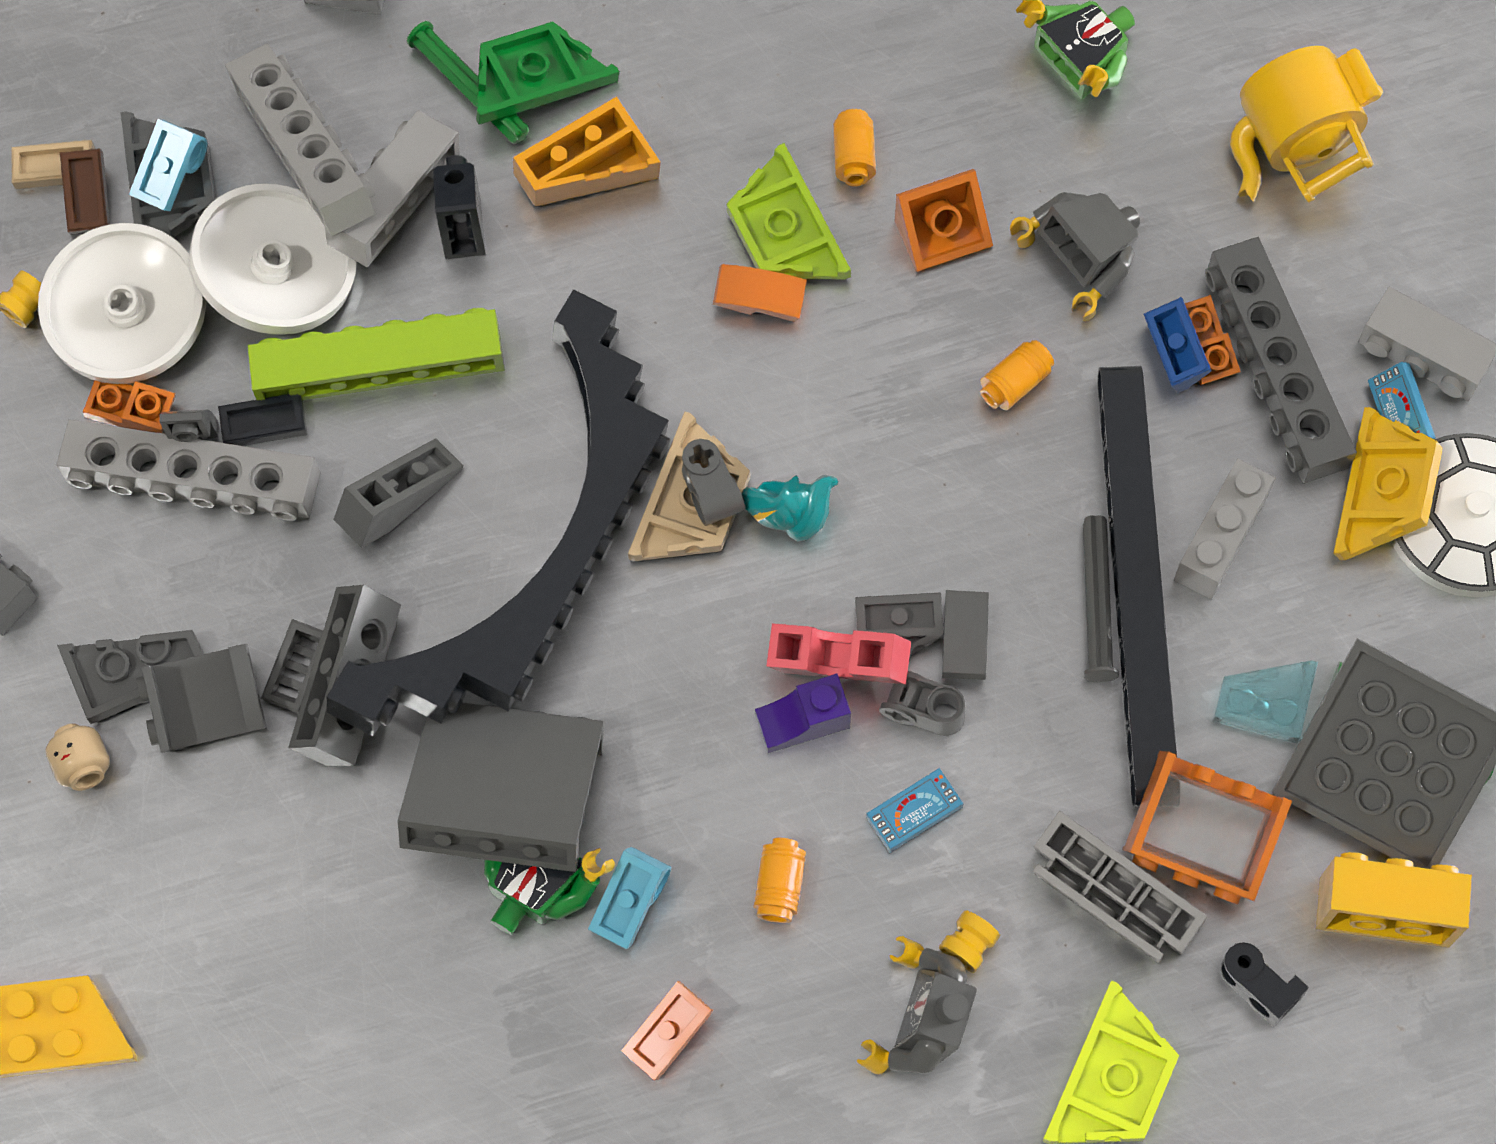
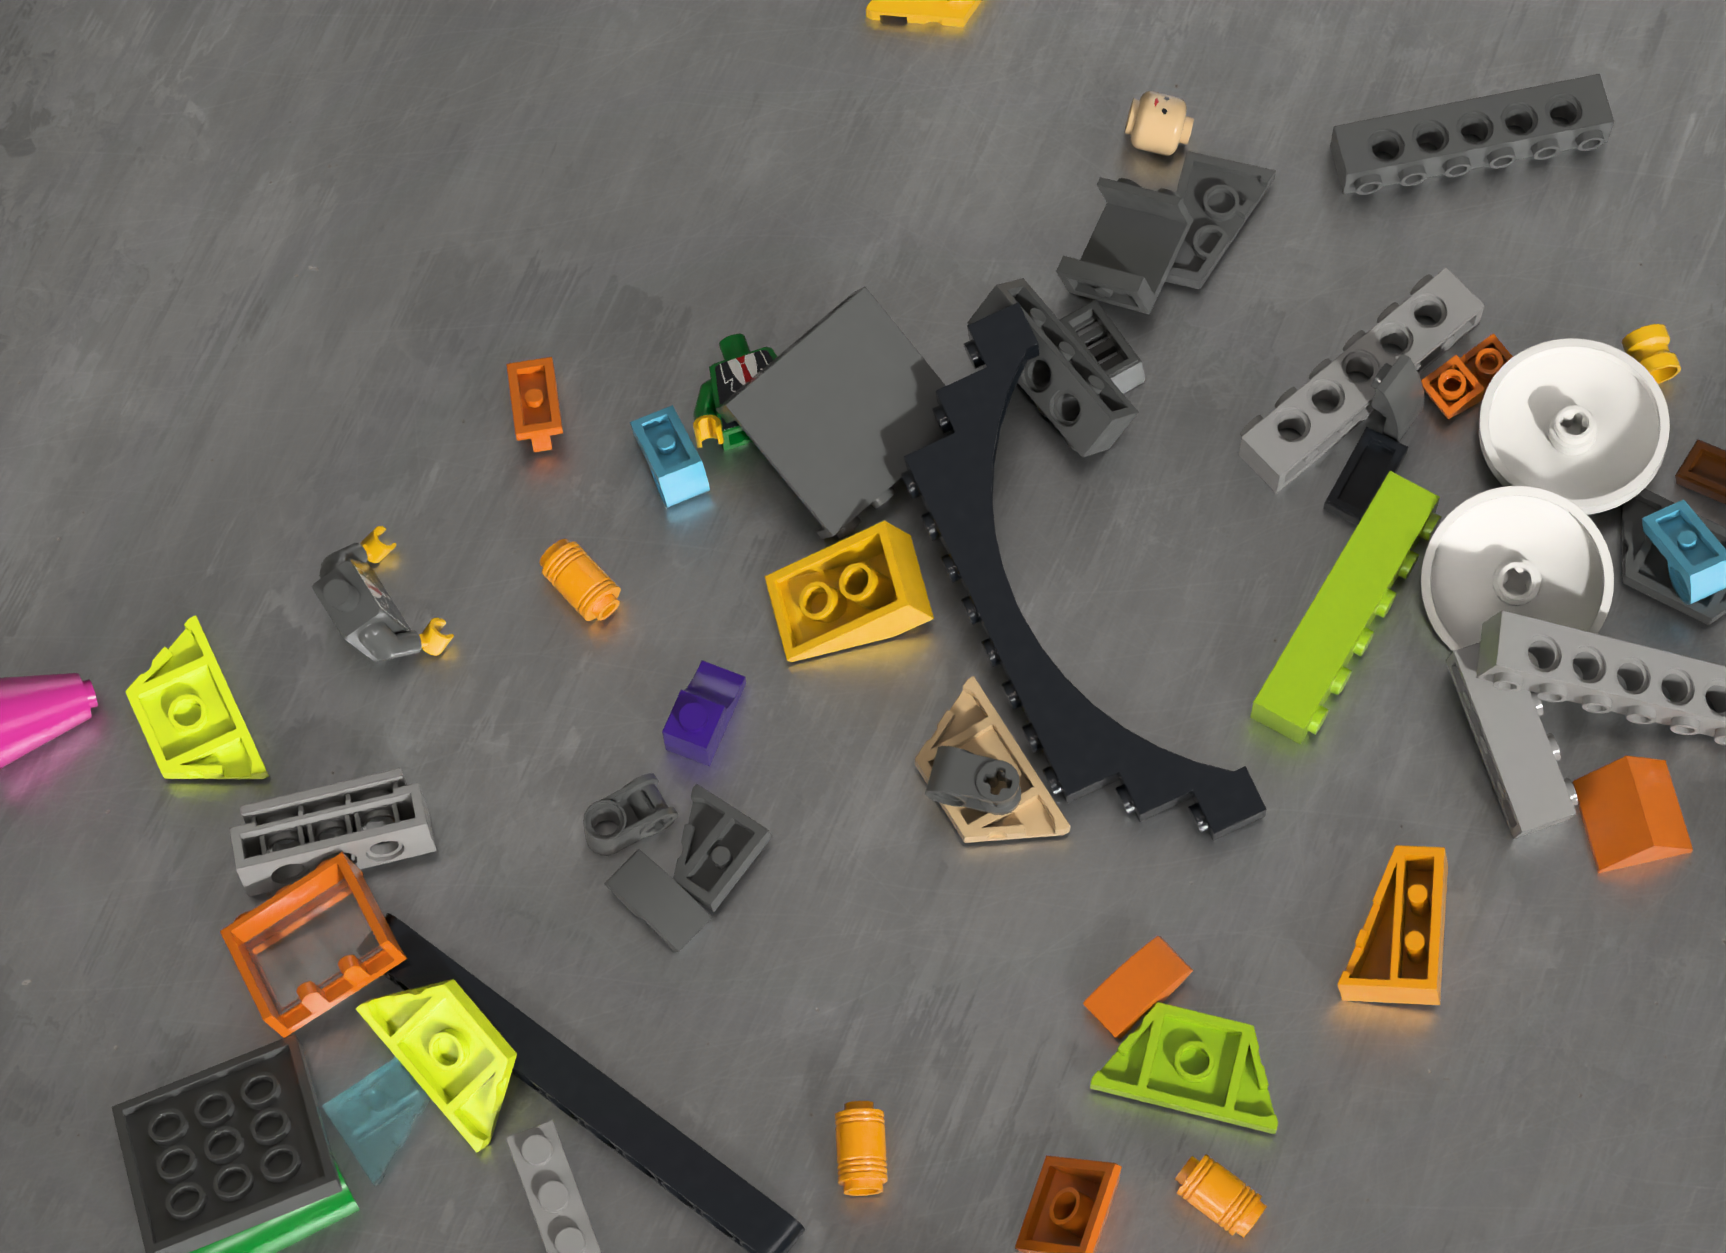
camera: 130 degrees right, 0 degrees up
(386, 92) = (1631, 813): none -> orange slope
(394, 492) = (1197, 535): dark grey slope -> none
(458, 193) = (1446, 781): black torso -> none
(460, 76) = (1582, 896): green axle -> none
(535, 70) = (1544, 960): green wing -> none
(636, 685) = (849, 593): none -> yellow slope
(791, 505) = (906, 843): teal hair -> none
(852, 656) = (754, 749): coral arch -> none
(914, 810) = (547, 739): dark azure tile -> none
(970, 940) = (398, 687): yellow wheel -> none
(1098, 601) = (593, 1044): dark grey axle -> none
(1194, 677) = (448, 1053): none -> neon yellow wing
(1258, 984) = (156, 889): black leg -> none
(1393, 900) = (116, 1042): yellow brick -> none

